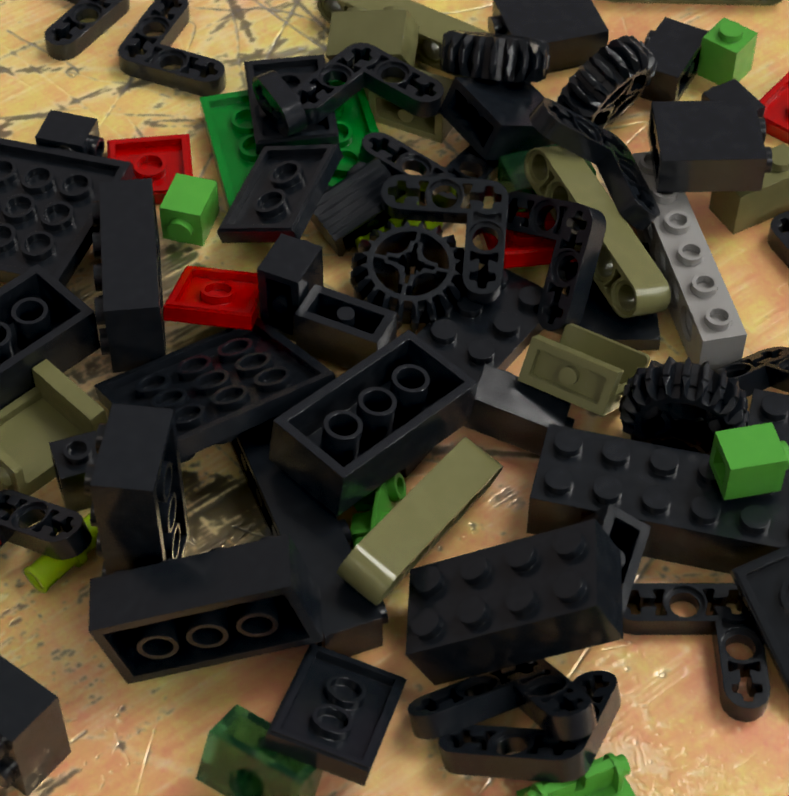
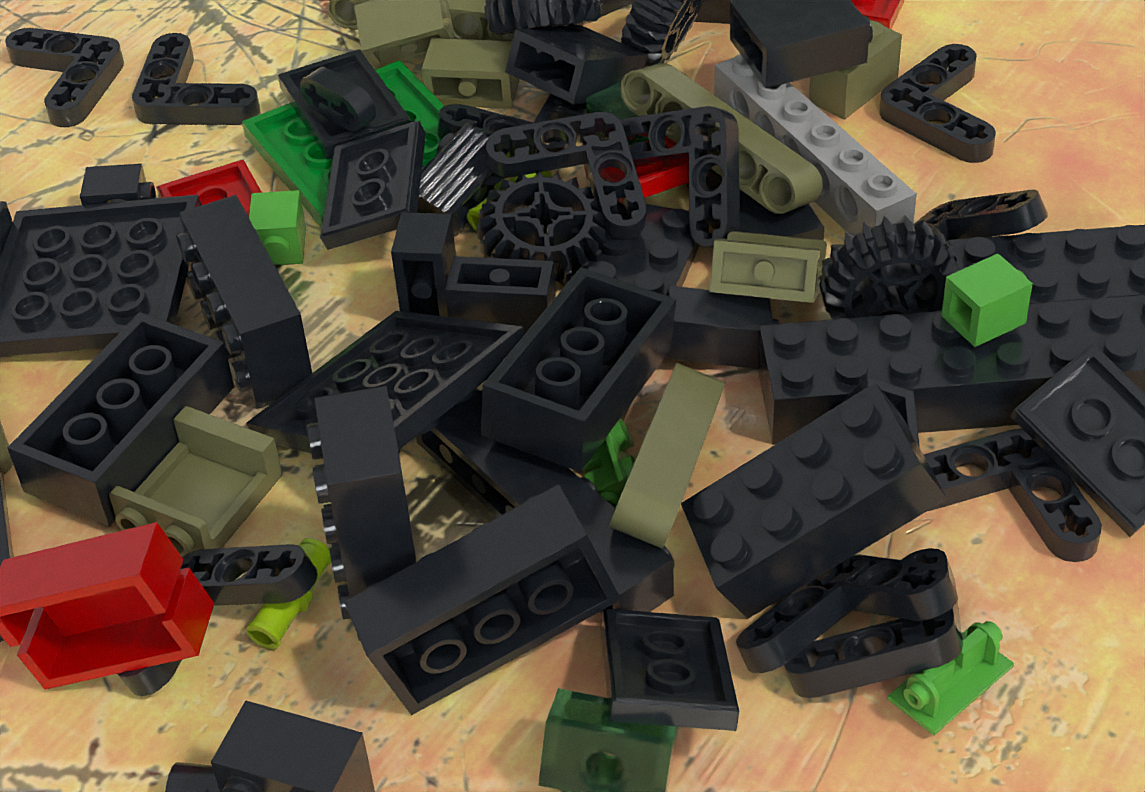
camera: 15 degrees left, 5 degrees down
(70, 462) = (270, 507): black brick -> none
(214, 298) = (347, 302): red tile -> none
(366, 67) = (420, 49): black beam -> none
(606, 152) = (701, 65): black beam -> none

